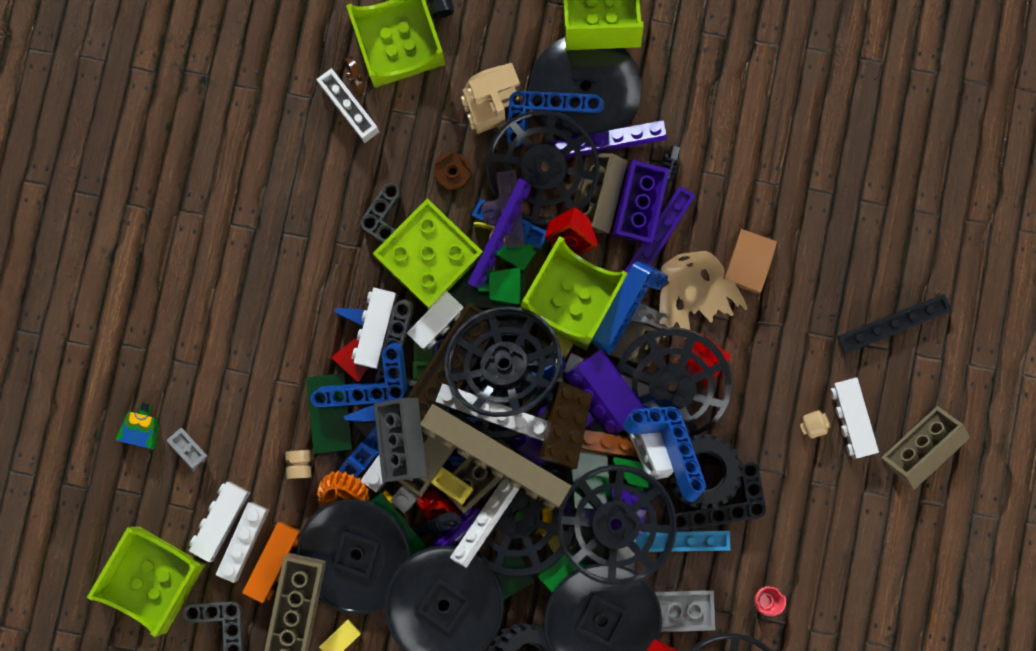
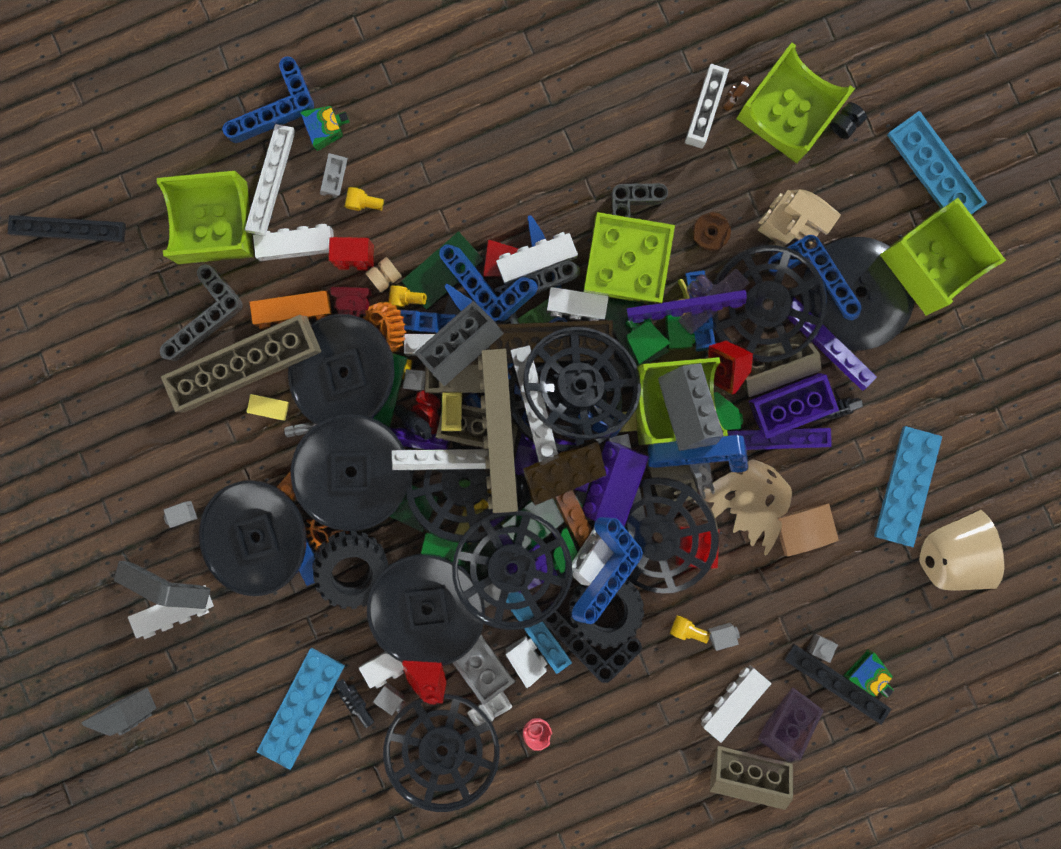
camera: 50 degrees right, 5 degrees up
(97, 459) = (276, 108): none -> blue beam
(153, 505) = (270, 180): none -> white plate
(221, 443) = (358, 200): none -> yellow pin
(242, 542) = (290, 273): white brick -> none
(262, 478) = (351, 252): none -> red brick
(301, 506) = (351, 300): none -> dark red piece
(327, 462) = (401, 296): none -> yellow pin
(377, 626) = (298, 429): none -> light grey axle
(584, 287) = (690, 407): none -> dark grey slope
(610, 260) = (727, 413): none -> green slope
(702, 568) = (526, 660): none -> white slope
(723, 624) = (493, 708): none -> white slope
(764, 417) = (683, 629): none -> yellow pin
(771, 155) = (908, 486): none -> dark azure plate
(792, 389) = (724, 636): none -> light grey brick
(815, 424) = (707, 674): tan head -> none
(856, 315) = (822, 647): none -> light grey brick
(860, 143) = (971, 554): none -> tan piece
(904, 385) = (791, 726): none -> clear purple slope
(905, 291) = (870, 674): none -> torso

